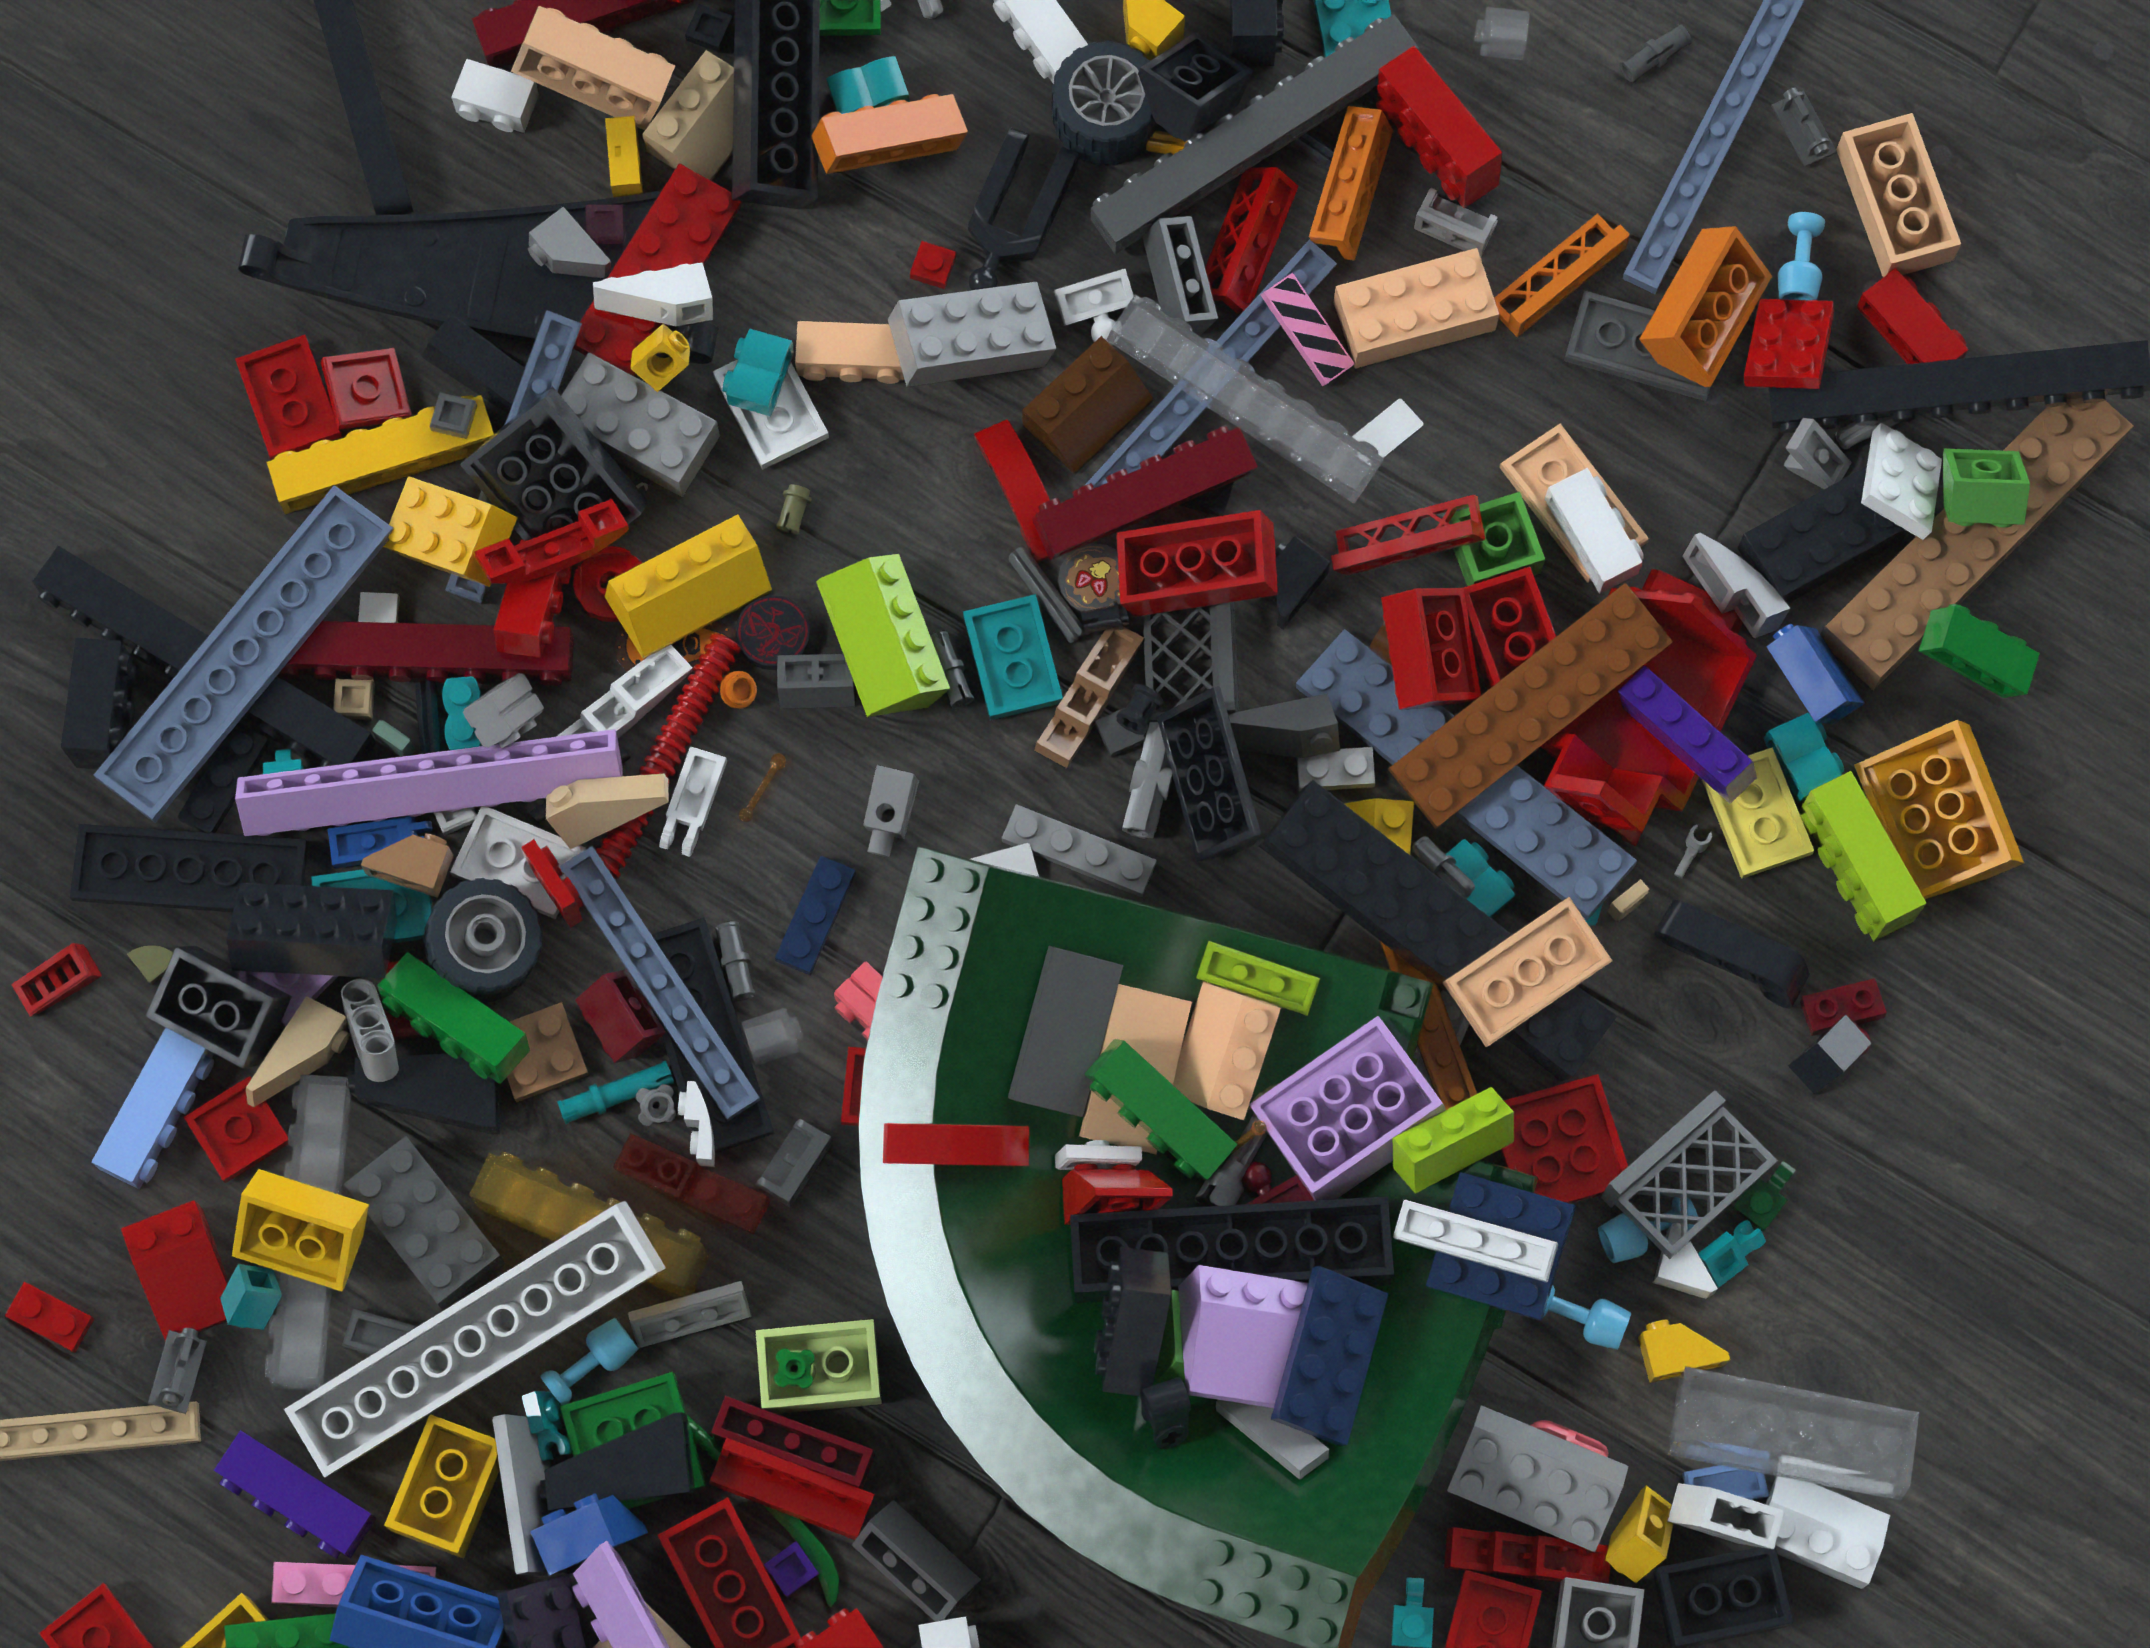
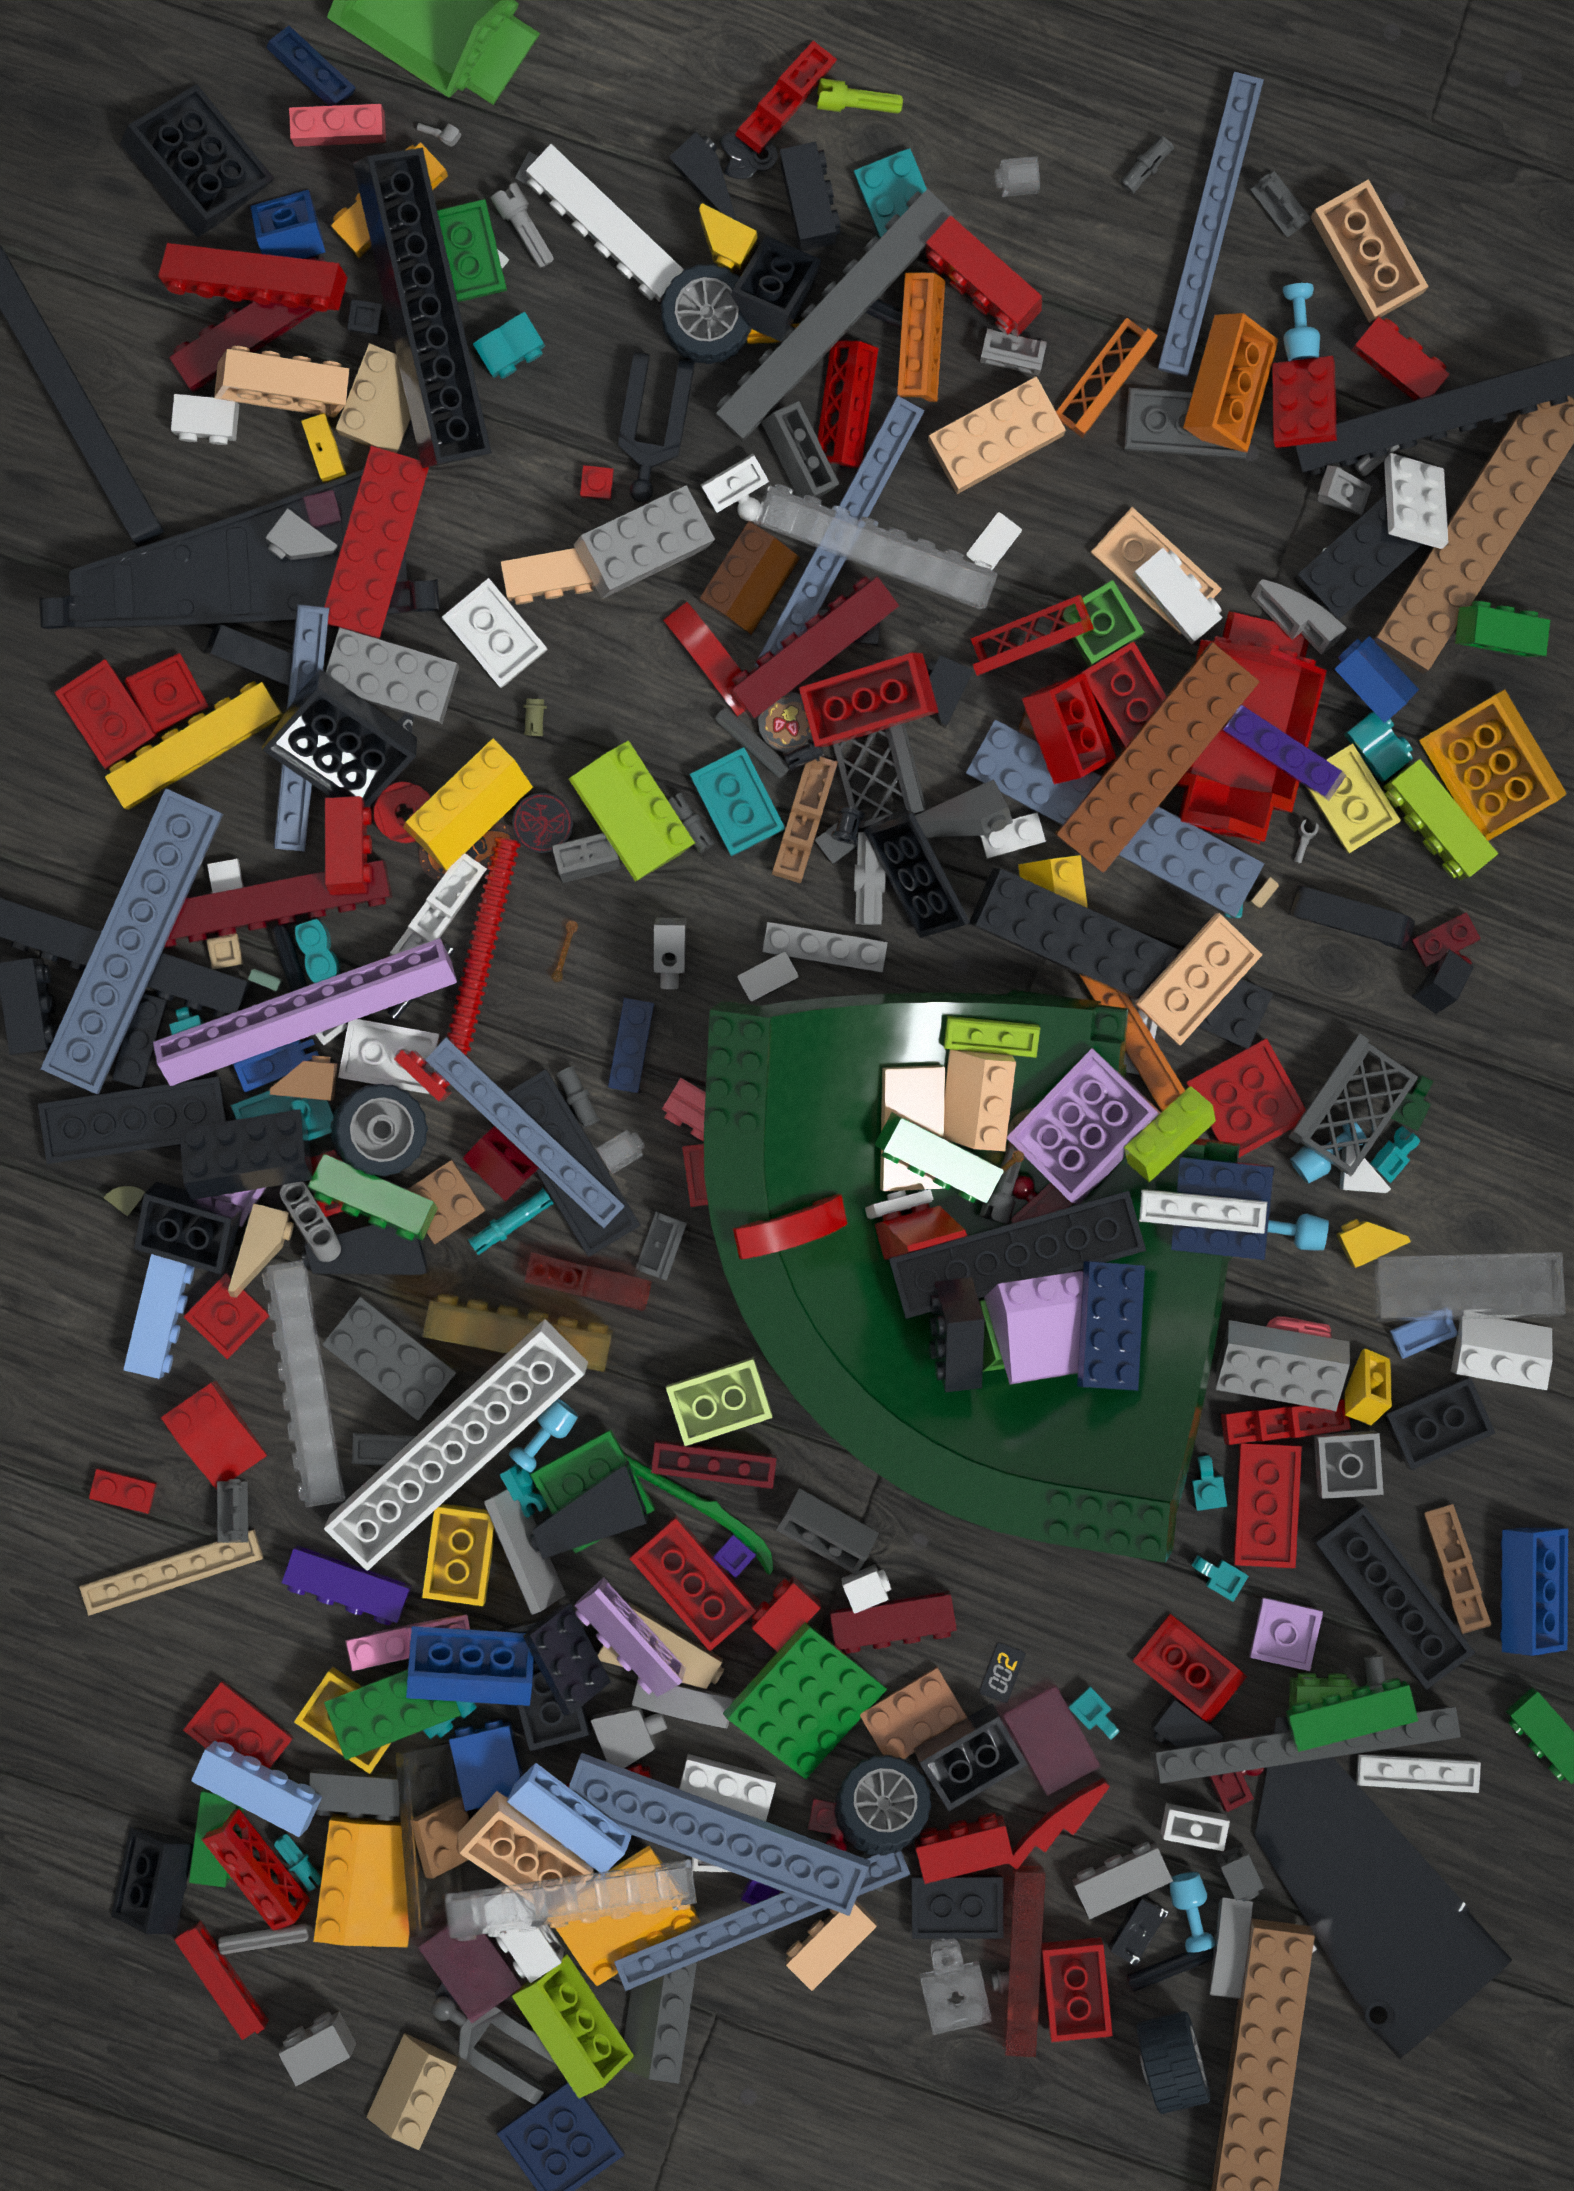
camera: 10 degrees left, 15 degrees up
(76, 982) = (72, 1211): red slope -> none
(250, 1296) = (274, 1445): teal brick -> none
(299, 1229) = (298, 1389): yellow slope -> none
(446, 529) = (267, 804): yellow brick -> none
(453, 415) = (244, 705): dark grey tile -> none
(504, 712) = (348, 943): light grey brick -> none
(555, 550) = (355, 804): red slope -> none
(574, 1537) = (575, 1571): blue slope -> none
(601, 804) = (445, 1001): tan slope -> none
(657, 370) = (399, 621): yellow brick -> none
(663, 296) = (389, 570): white slope -> none
(664, 1112) = (550, 1230): light grey plate -> none
(689, 1314) = (611, 1381): light grey tile -> none
(693, 797) = (512, 972): white hinge -> none
(696, 1115) = (578, 1227): white slope -> none
(738, 689) = (526, 877): orange plate -> none
(759, 372) = (480, 612): teal brick -> none
(786, 1361) = (697, 1419): green plate -> none
(791, 1489) = (720, 1498): red fence -> none
(889, 133) = (536, 383): orange brick -> none
(1065, 1031) = (853, 1116): dark grey tile -> none
(1167, 1410) = (997, 1397): black piece -> none
(1288, 1446) = (1097, 1402): light grey tile -> none
(1307, 329) = (912, 473): bright pink tile -> none
(1442, 866) = (1114, 905): dark grey axle -> none
(1492, 888) = (1138, 906): teal brick -> none
(1726, 1516) = (1430, 1366): white brick -> none
(1985, 487) = (1484, 495): bright green slope -> none

